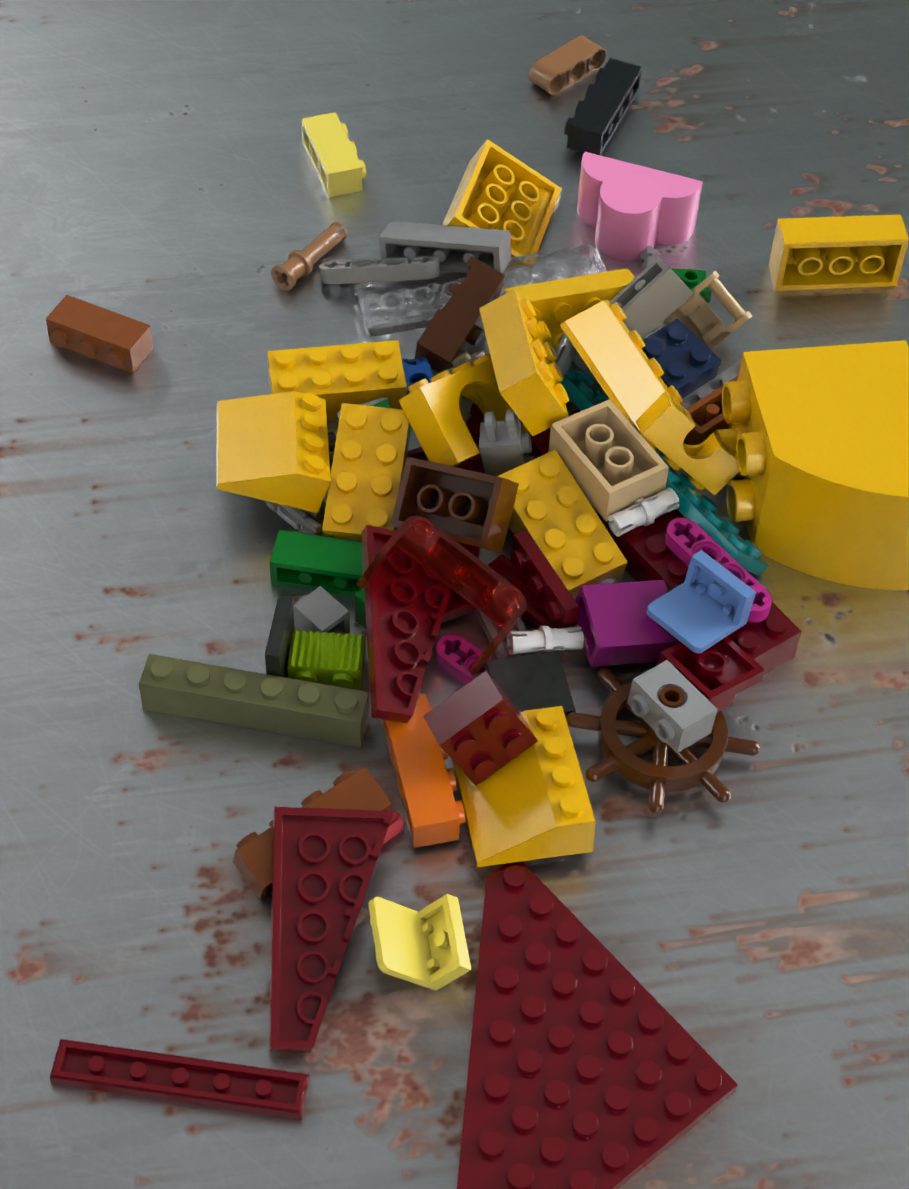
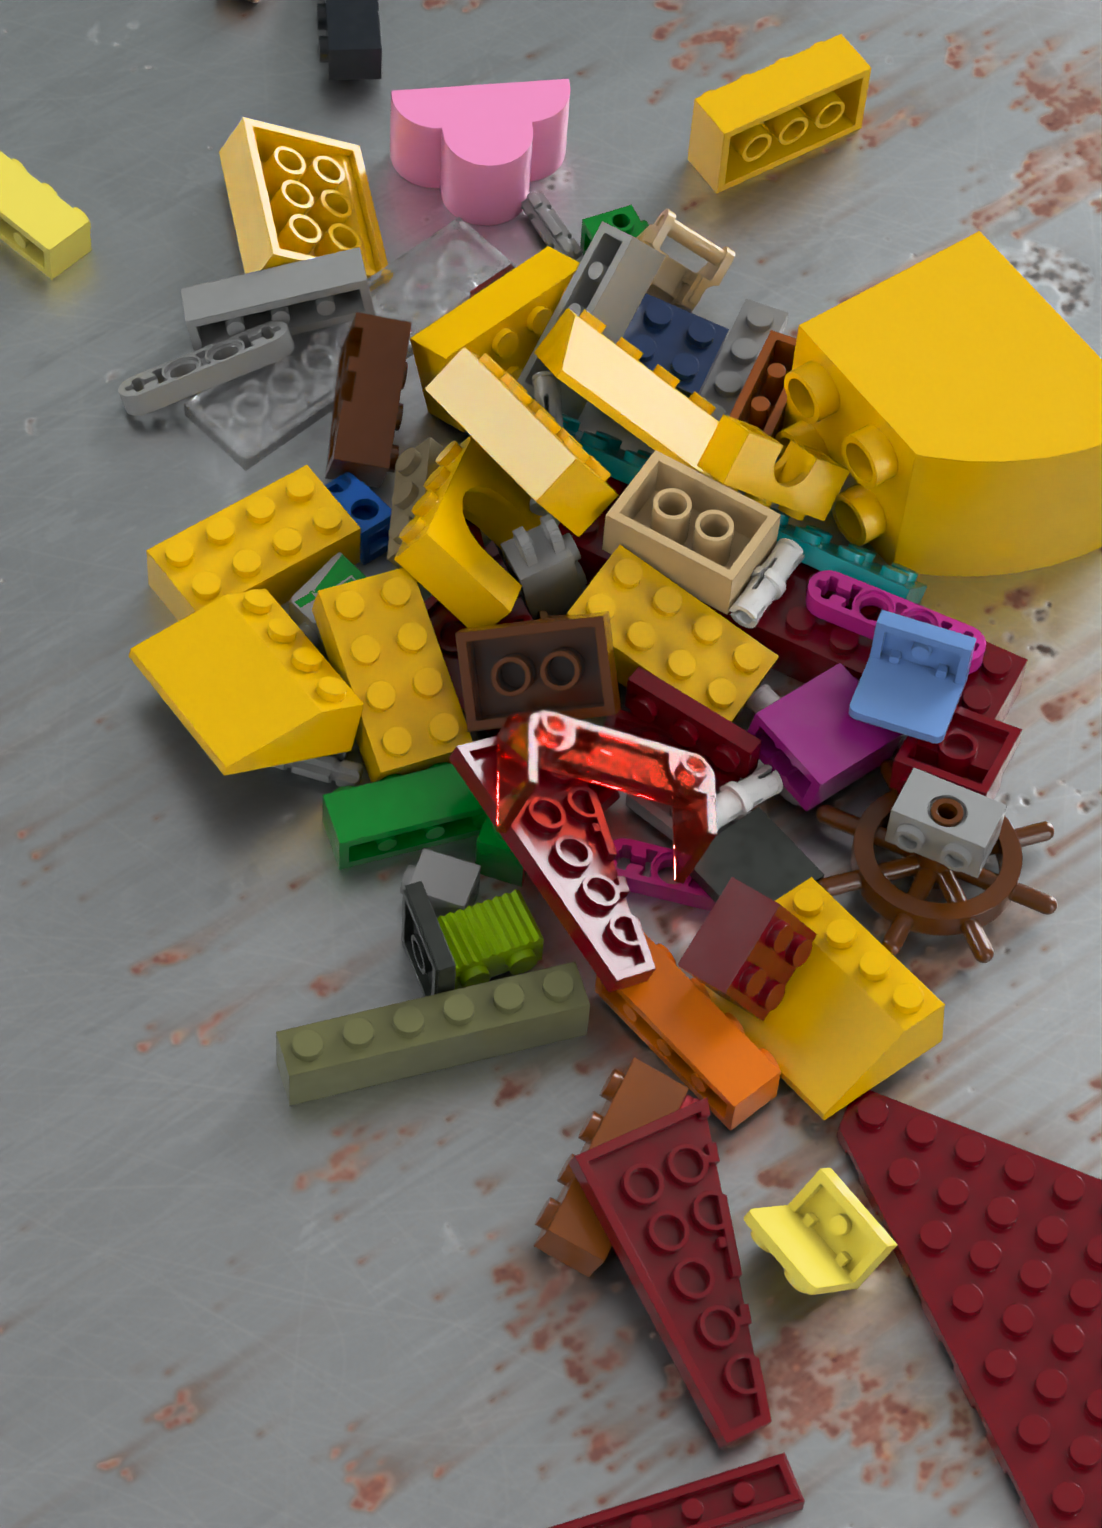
camera: 30 degrees left, 5 degrees up
(301, 261) = (87, 395): medium nougat pin -> none

